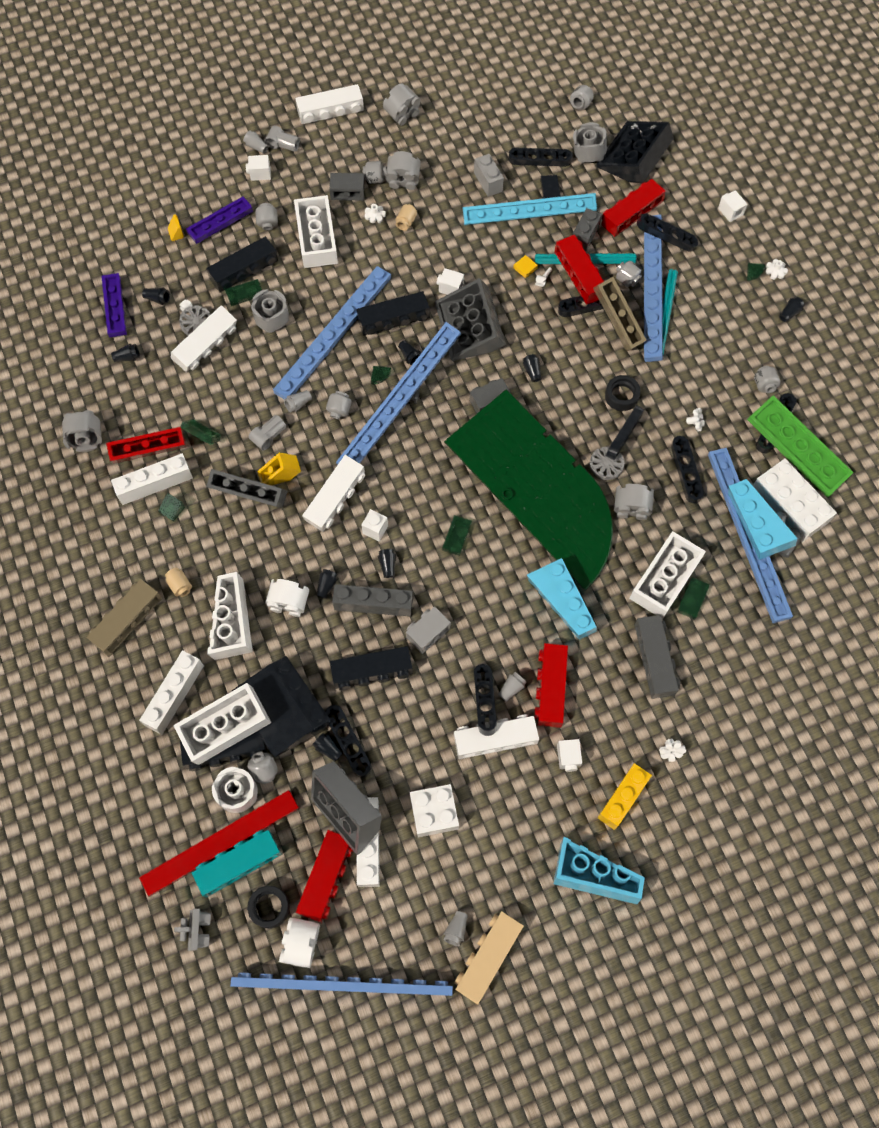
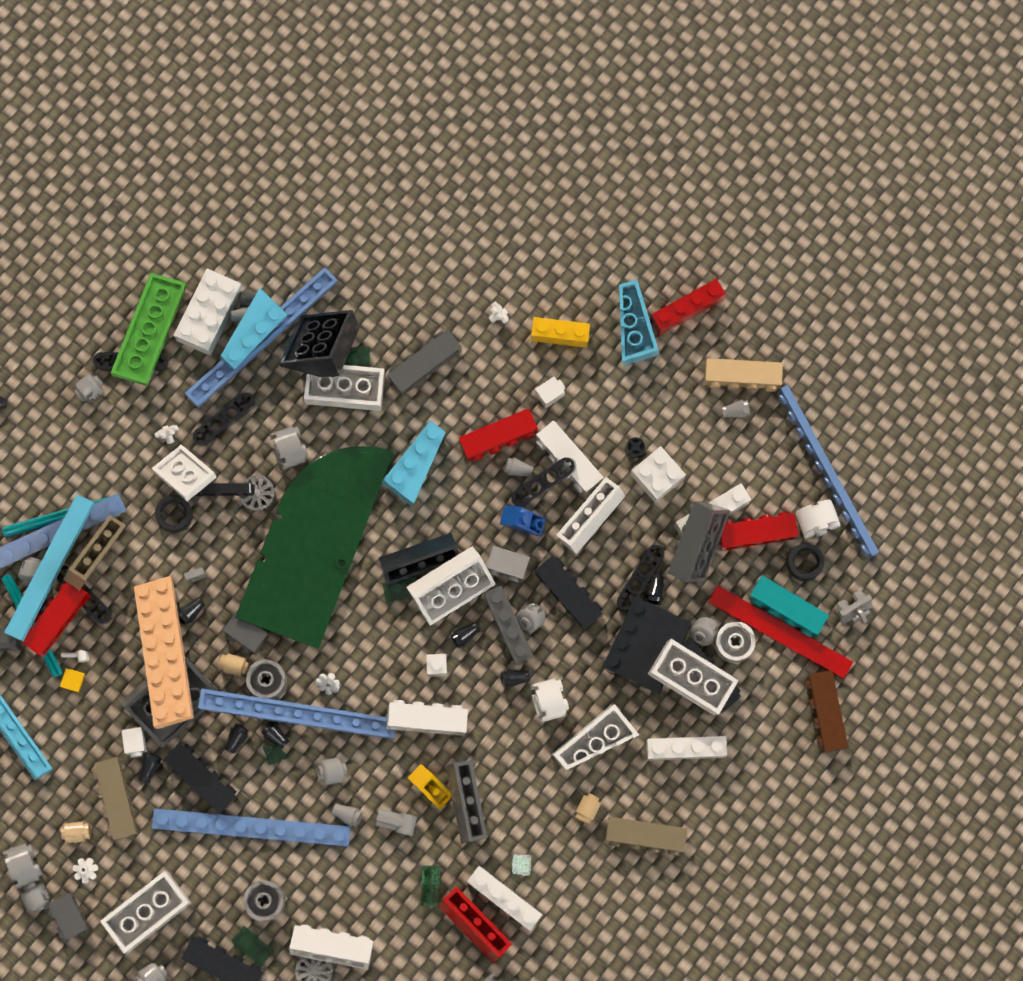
camera: 120 degrees left, 10 degrees up
(120, 841) = (827, 711): none -> reddish brown brick
(368, 622) = (531, 617): none -> light grey head
(392, 379) = (275, 735): none -> black cone
(412, 437) = (327, 683): none -> white plant
(414, 252) = (115, 798): none -> dark tan brick
(424, 284) = (149, 767): none -> black cone
(430, 725) = (591, 515): none -> white brick
(435, 568) = (451, 585): none -> white brick
(441, 392) = (256, 676): none -> light grey brick
(460, 663) = (522, 520): none -> blue slope
(469, 376) = (233, 665): none -> tan brick
(473, 801) = (637, 445): none -> black wheel
(475, 557) = (418, 558): none -> black brick
(507, 324) = (163, 652): none -> light nougat plate
(560, 384) = (195, 575): none -> light grey tile
(588, 940) = (687, 307): none -> red brick
(625, 279) = (49, 568): none -> medium azure tile
(653, 411) = (184, 472): none -> white plate
(717, 570) = (321, 343): none -> black slope

